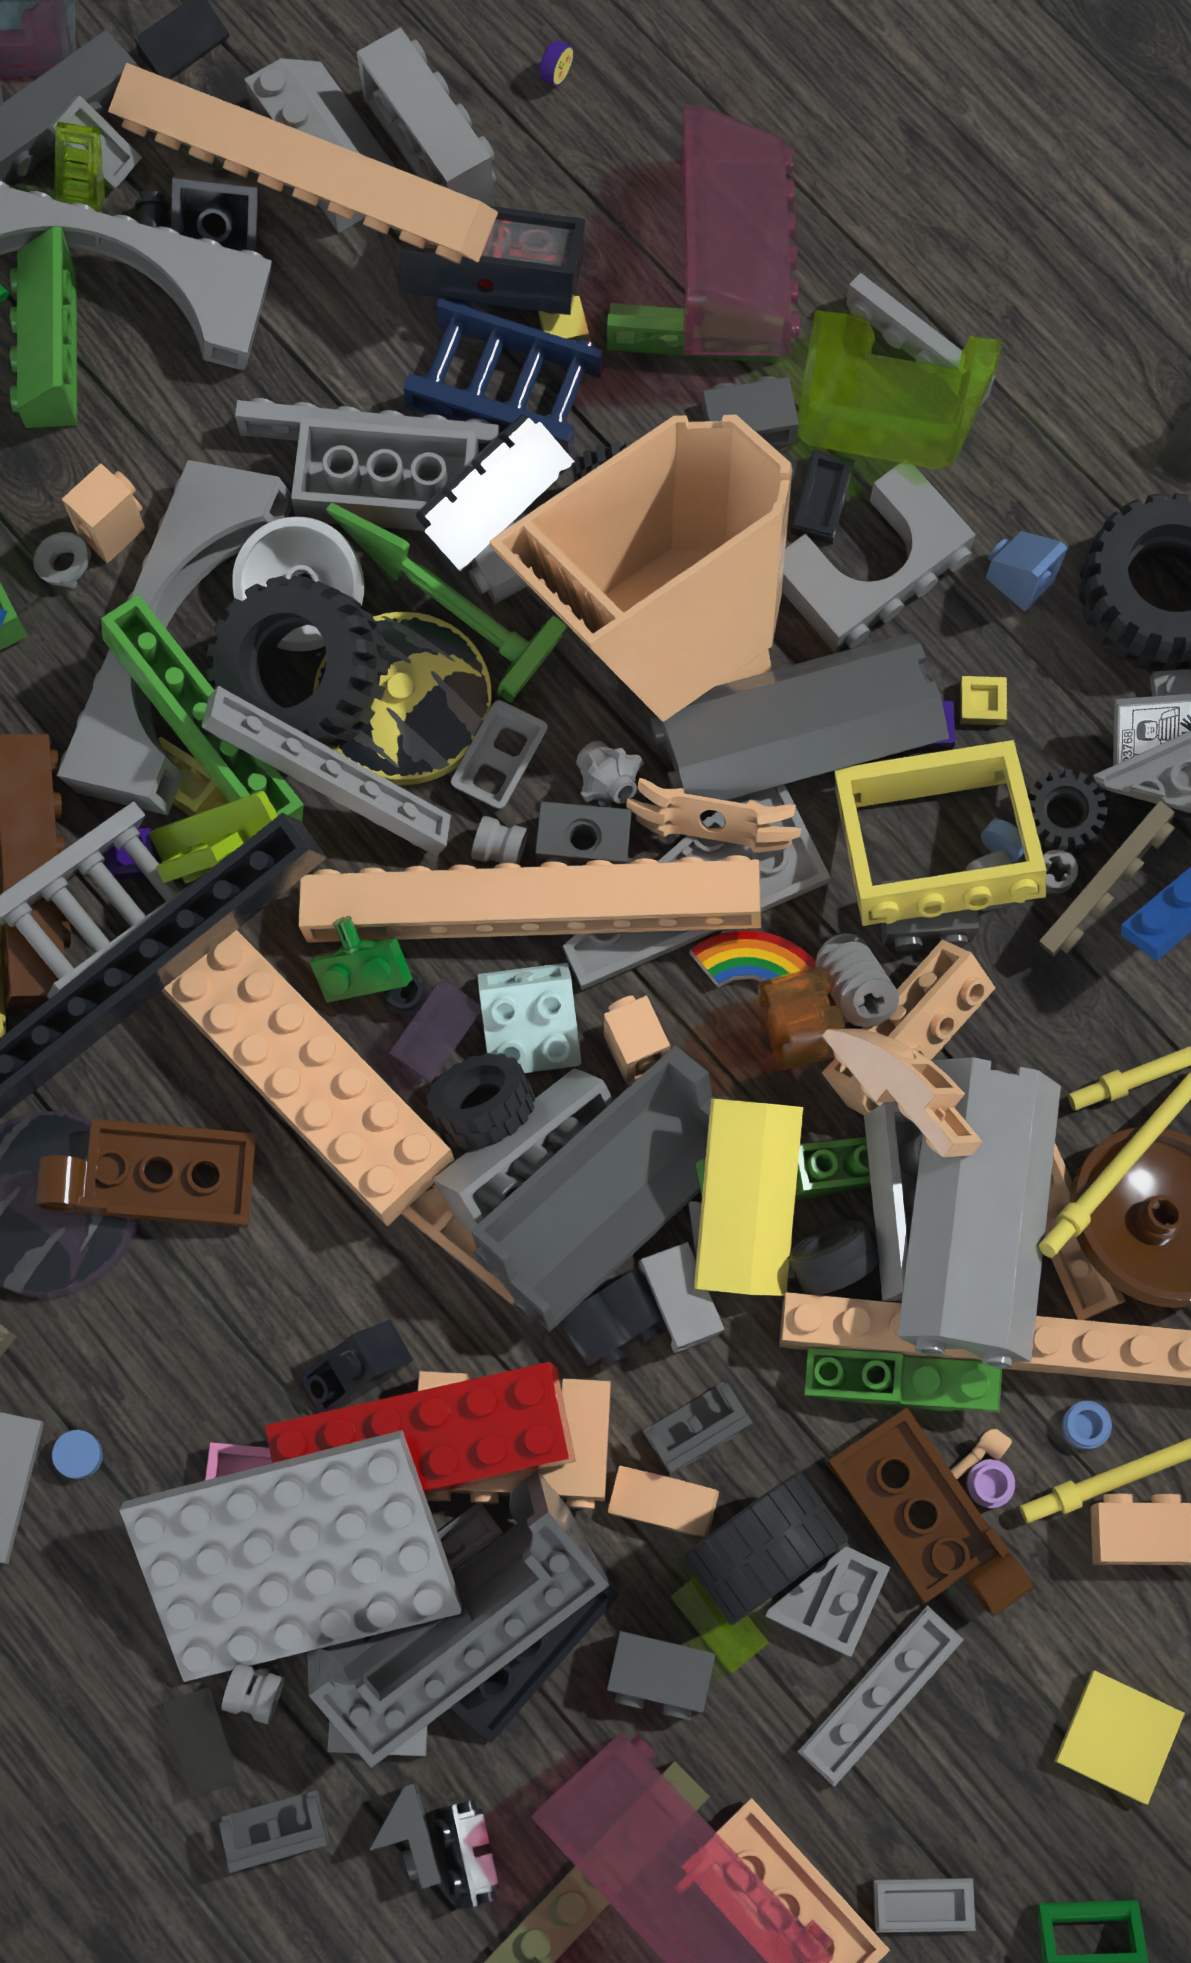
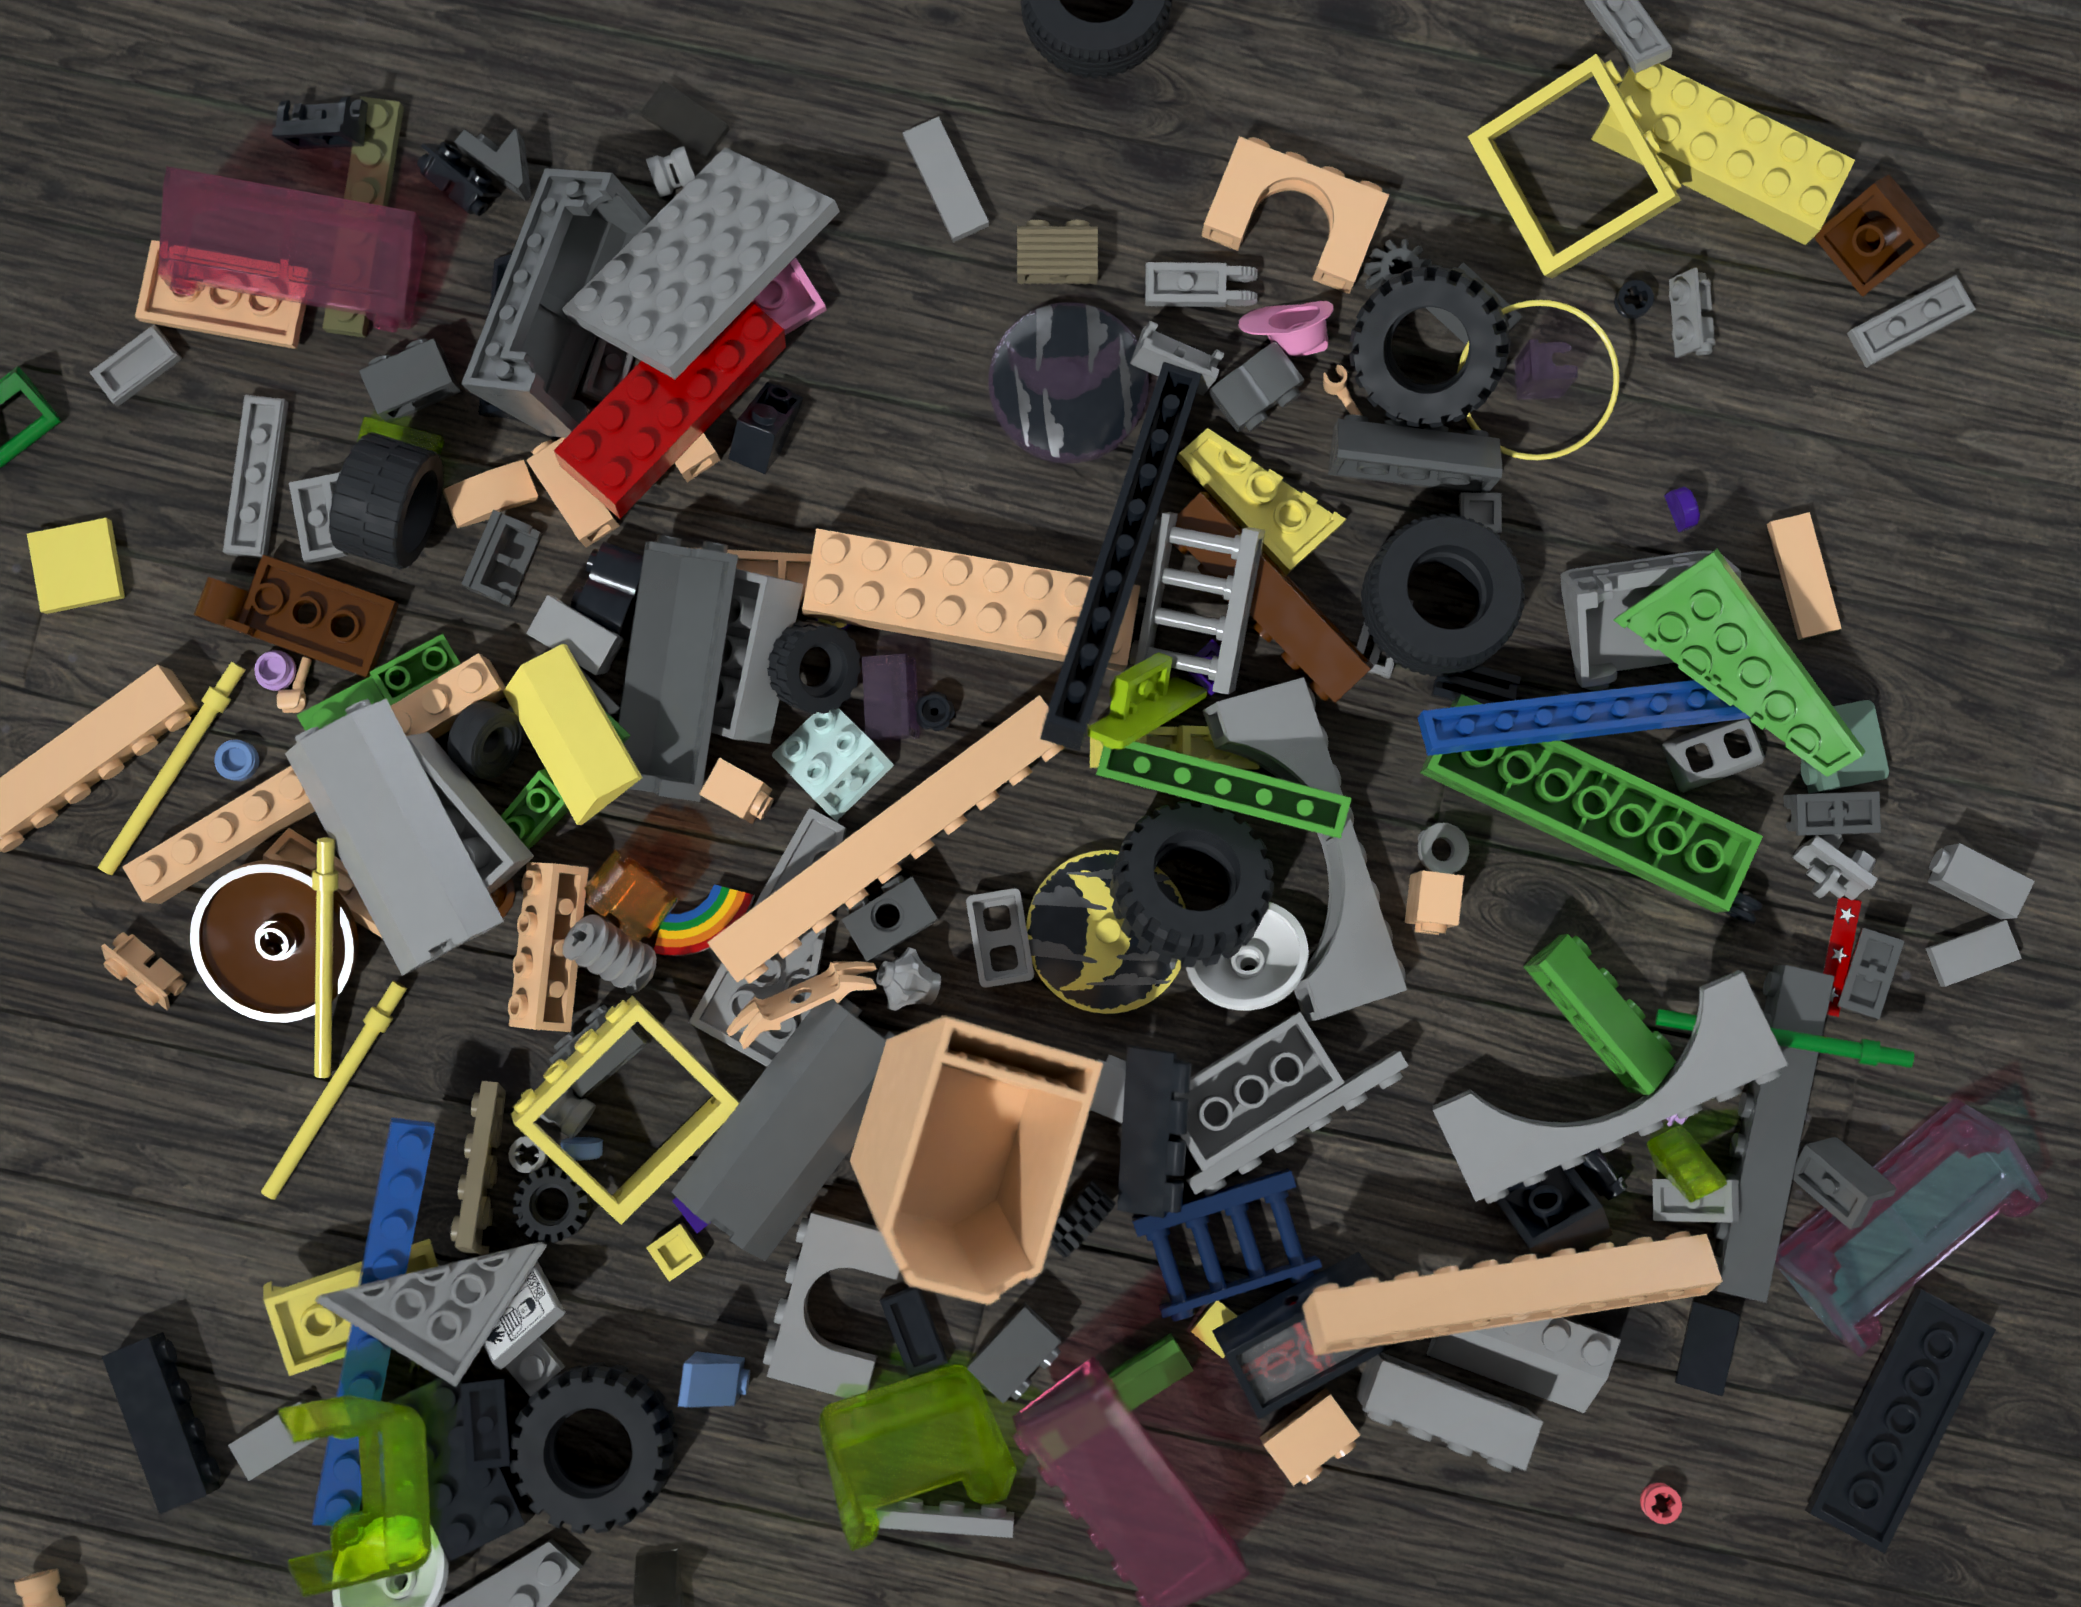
camera: 145 degrees right, 10 degrees up
(77, 1454) = (912, 236): medium blue tile -> none
(115, 1180) = (1023, 422): reddish brown hinge -> none
(274, 1831) = (591, 99): dark grey hinge -> none
(326, 771) = (1102, 814): light grey plate -> none
(359, 965) = (975, 700): green plate -> none
(391, 555) = (1041, 1028): bright green piece -> none
(499, 842) = (948, 870): light grey wheel -> none
(556, 62) = (1396, 1552): dark purple tile -> none
(556, 184) = (1310, 1438): none -> light nougat brick
(903, 1075) = (491, 885): light nougat slope -> none

